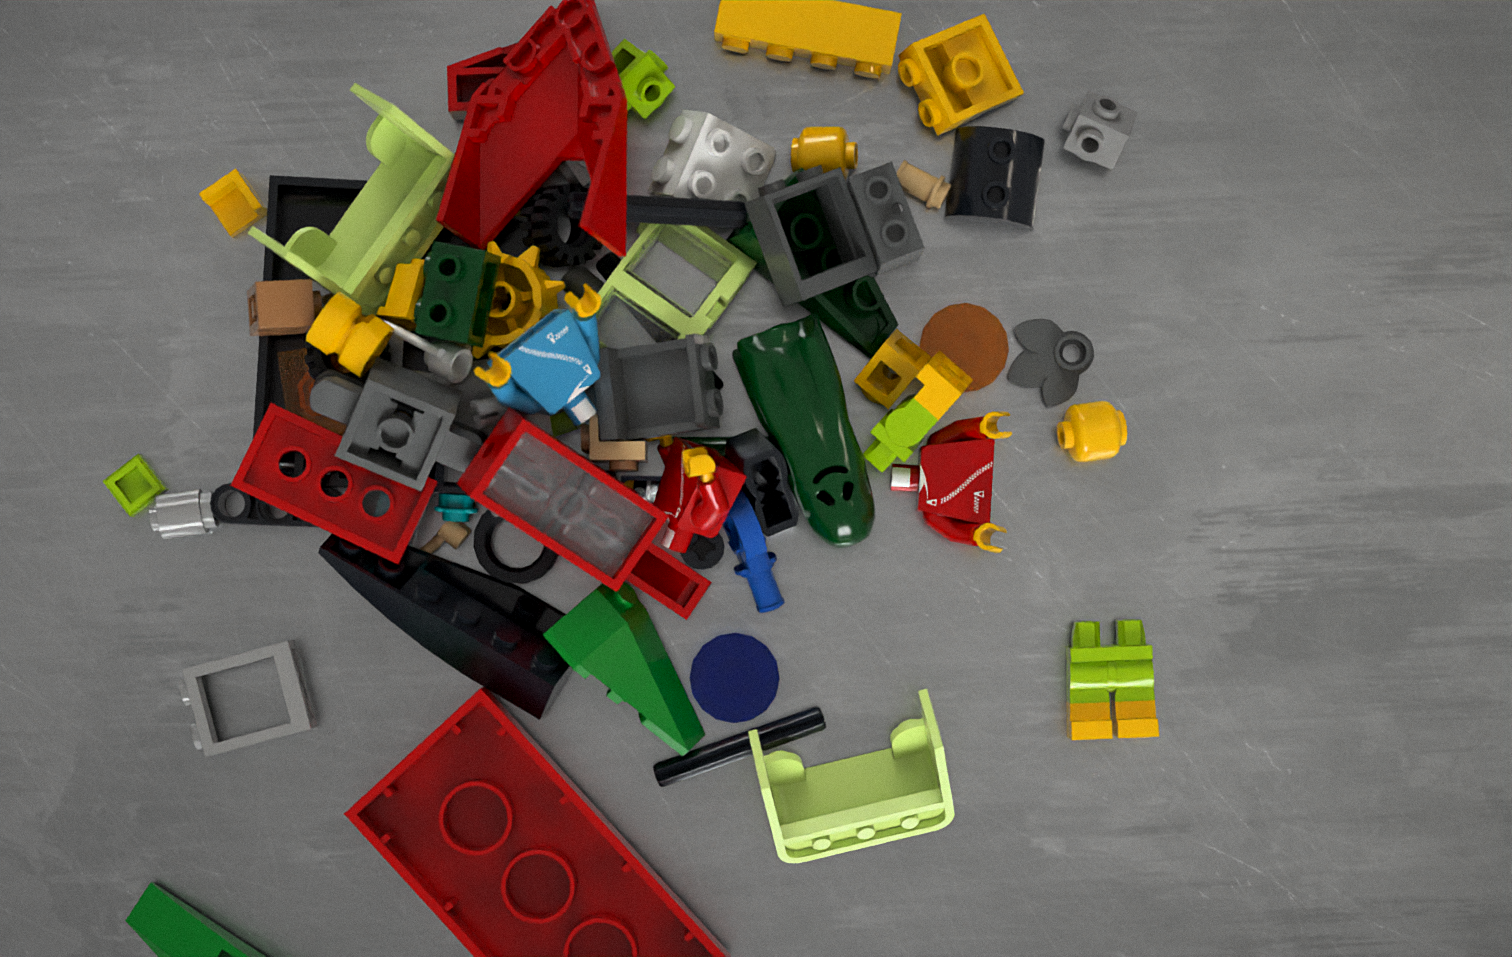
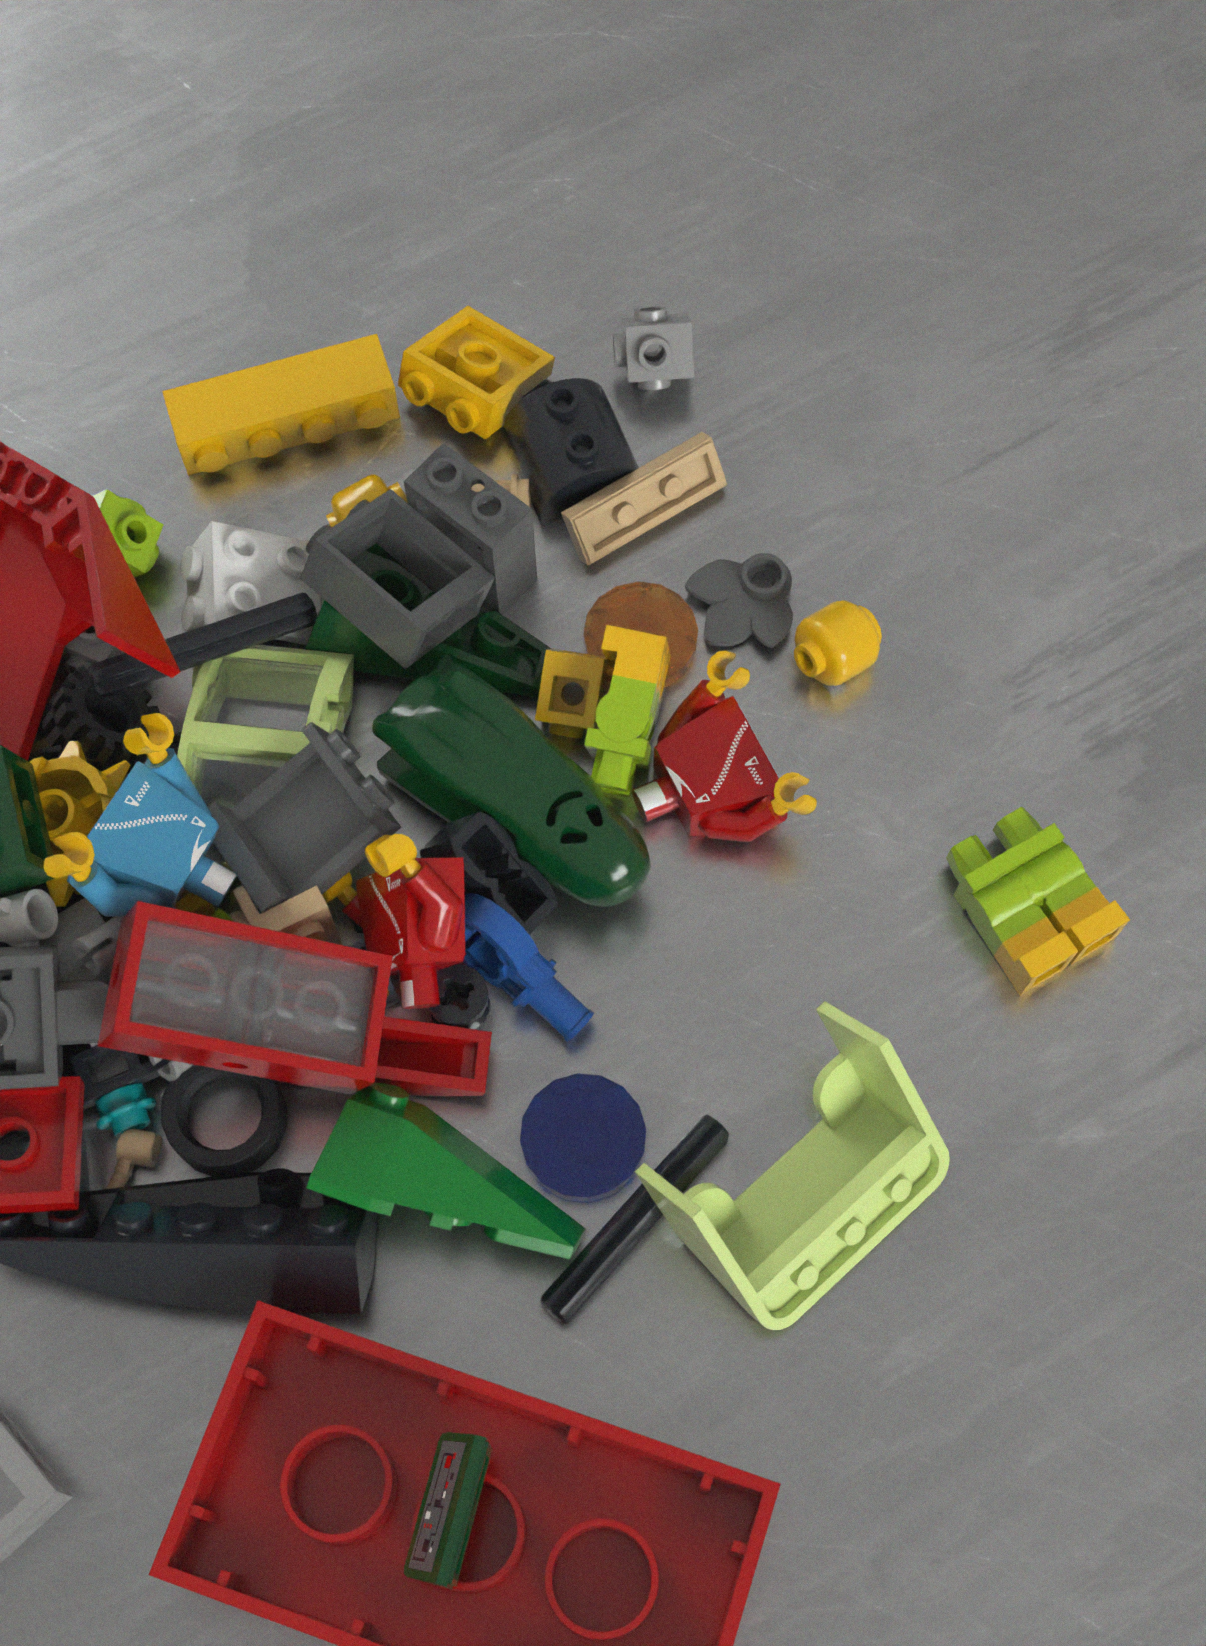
camera: 25 degrees left, 20 degrees down
(530, 873) = (448, 1509): none -> dark green slope
(1024, 246) = (644, 498): none -> tan tile

